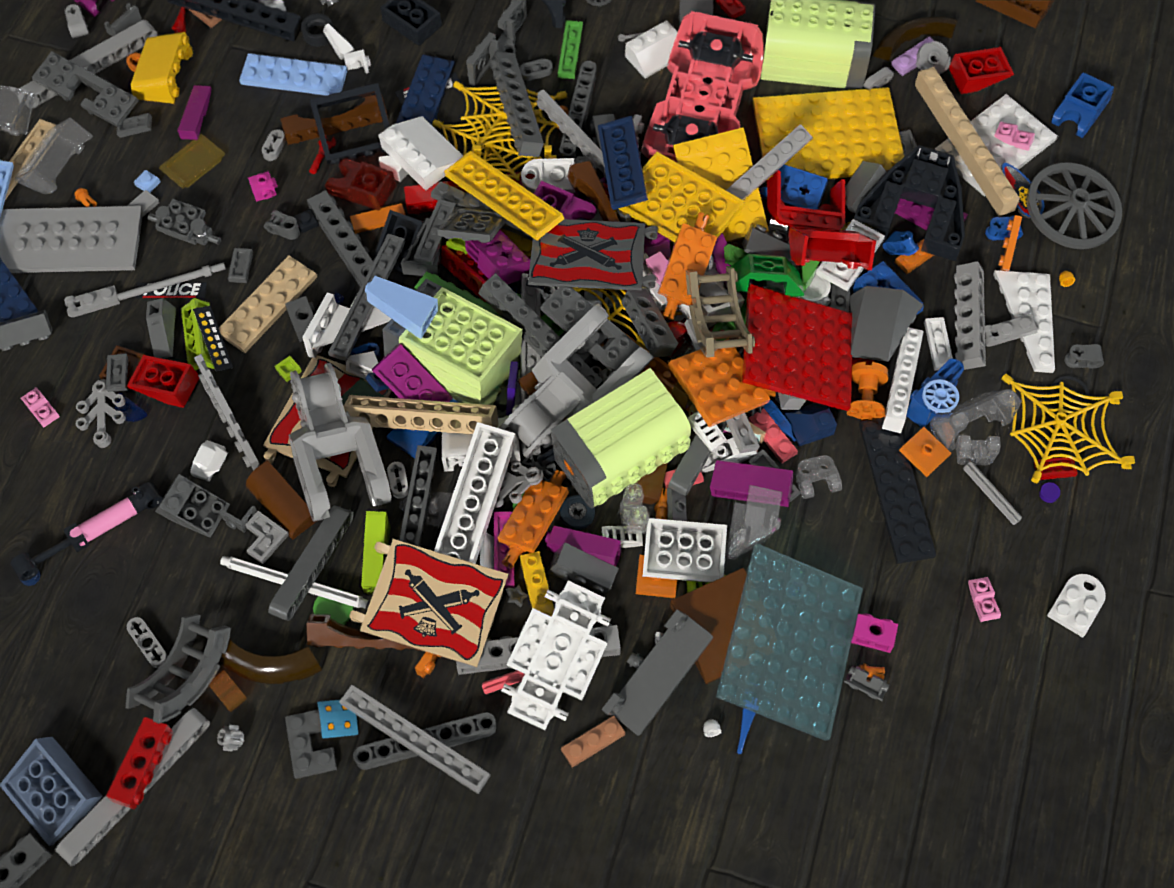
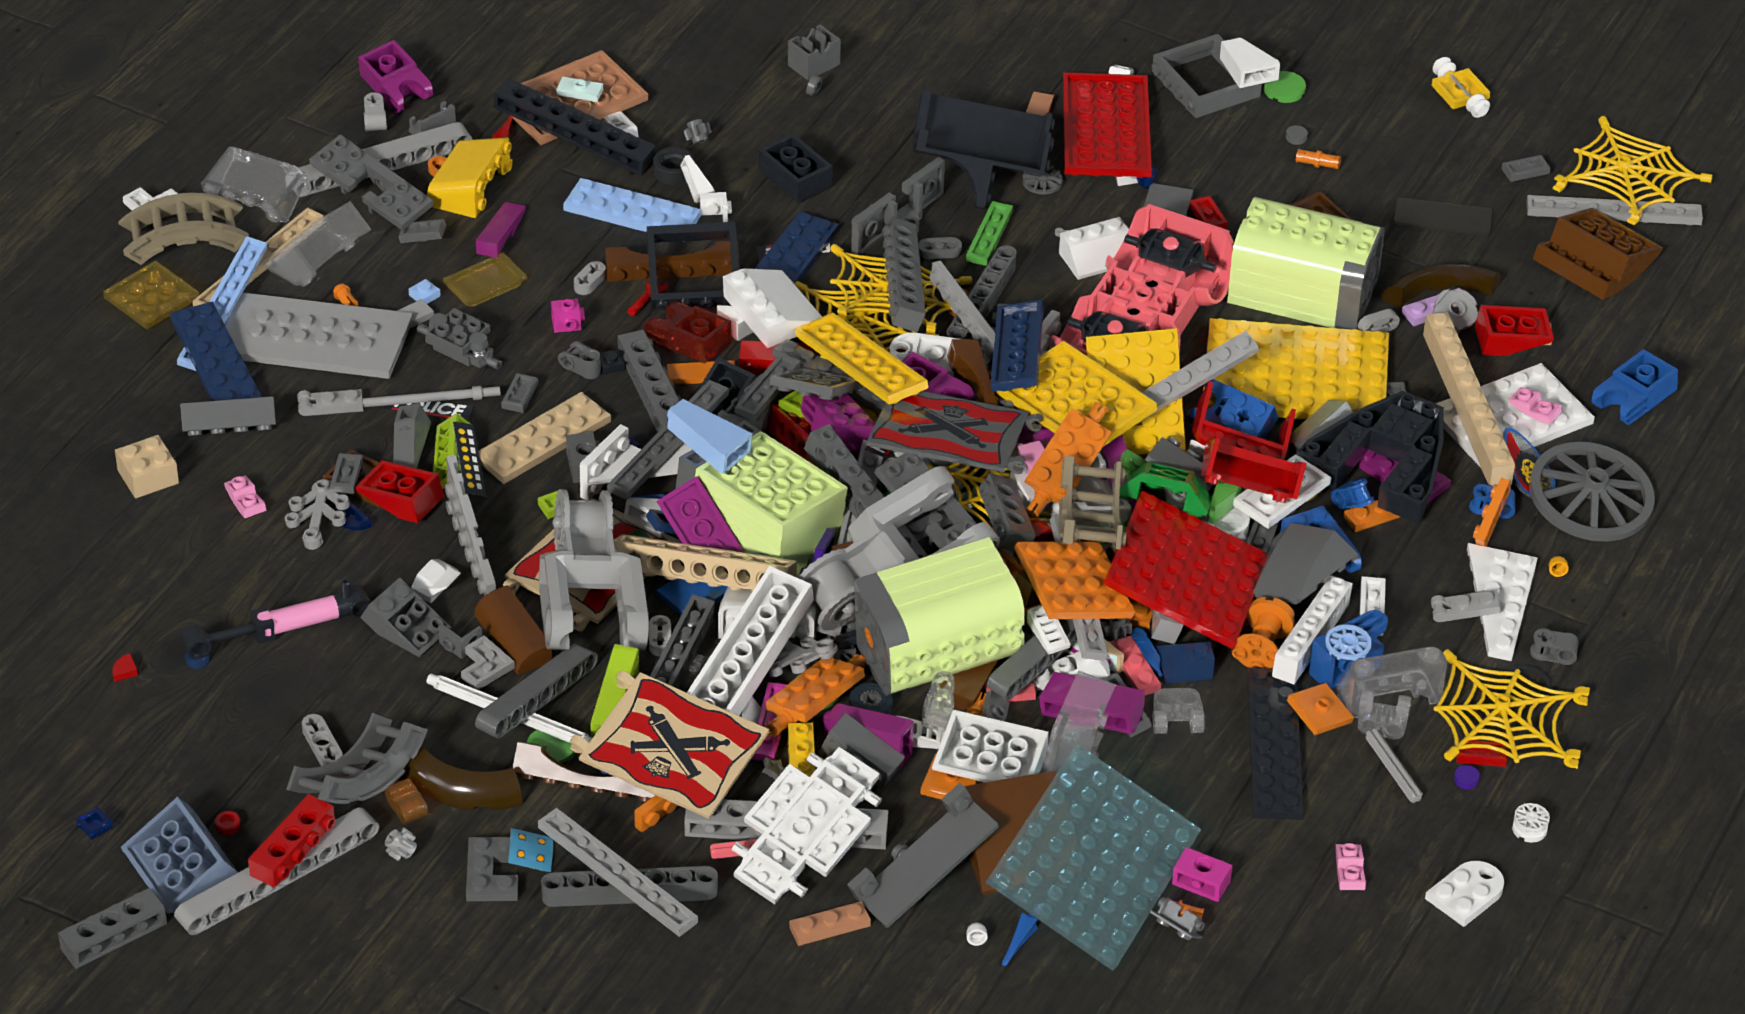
camera: 10 degrees right, 20 degrees down
(84, 741) = (227, 823): none -> red tile
(970, 302) = (1420, 581): light grey brick -> none
(1110, 528) = (1529, 823): none -> white wheel

